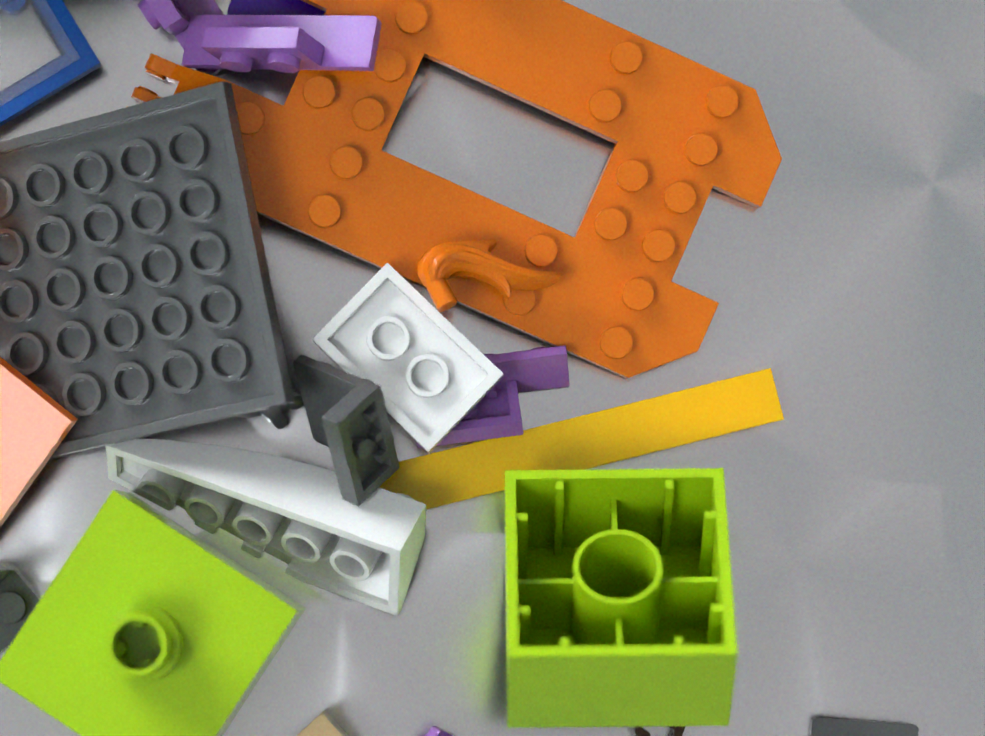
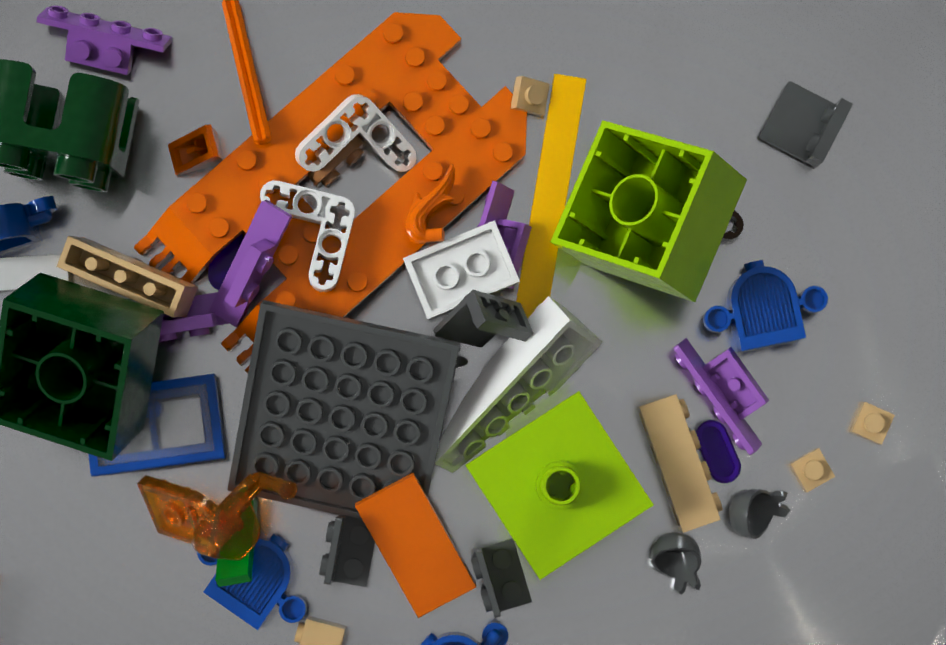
camera: 65 degrees left, 0 degrees up
(396, 113) = (321, 216): none -> white beam
(514, 113) = (329, 173): none -> medium nougat plate
(561, 115) = (364, 126): none -> white beam
(720, 346) = (530, 95): none -> tan plate

